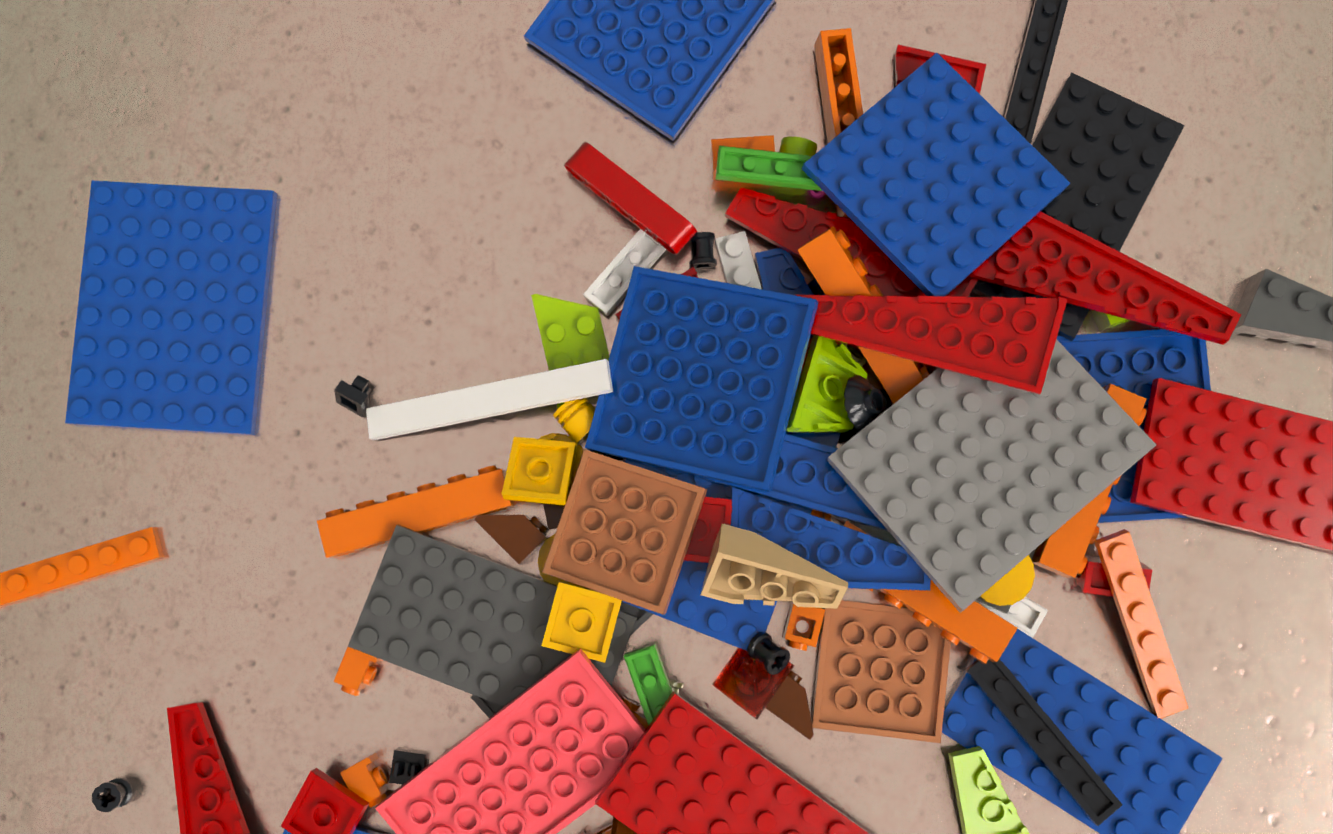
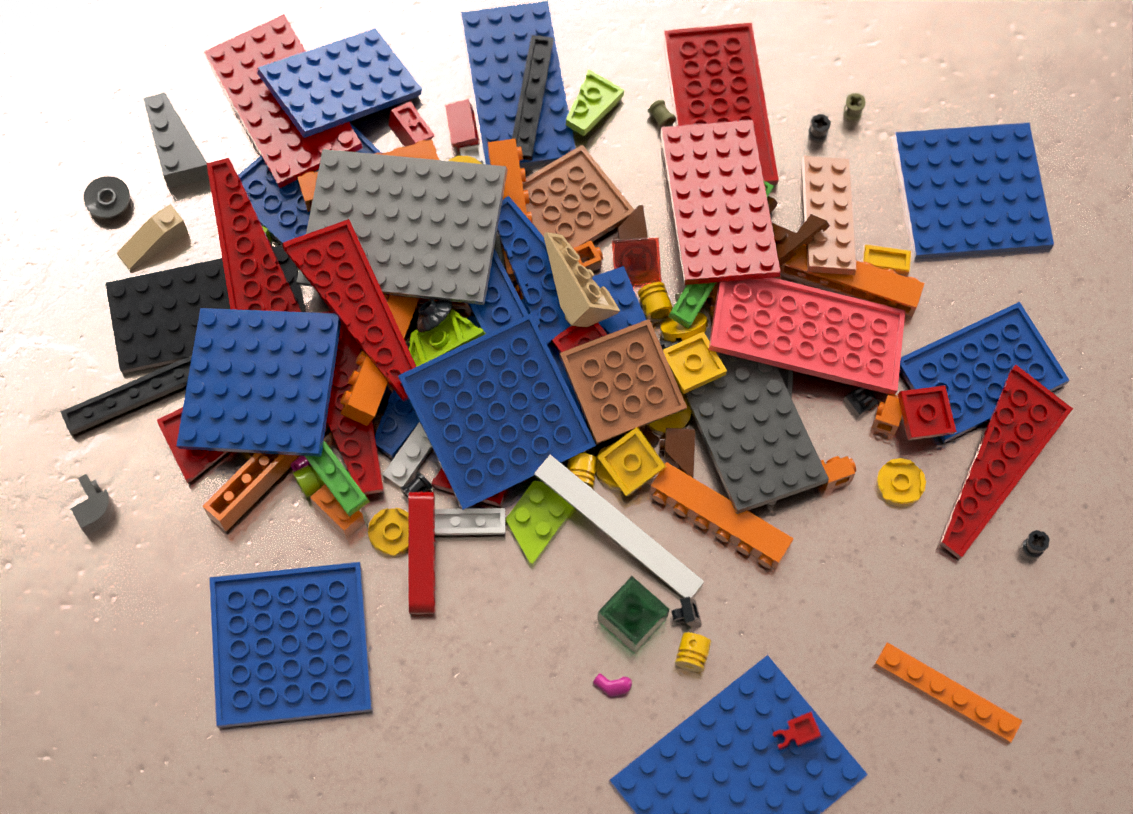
camera: 140 degrees left, 15 degrees down
(148, 393) = (802, 730): none -> red plate
(294, 725) = (900, 482): none -> yellow tile
(312, 365) = (693, 652): none -> yellow piece
(350, 267) = (614, 687): none -> dark pink arm
(394, 340) = (633, 614): none -> clear green brick
(635, 638) = (671, 329): none -> yellow tile
(683, 191) = (389, 532): none -> yellow tile
(693, 655) = (655, 301): none -> yellow piece
(768, 653) = (617, 258): black bush -> none
(1073, 636) = (462, 124): none -> hinge
(1141, 623) = (425, 95): plate -> none
(1201, 215) = (152, 237): none -> tan slope
(1235, 543) = (339, 82): none -> plate
(1300, 195) = (106, 188): none -> dark grey dish

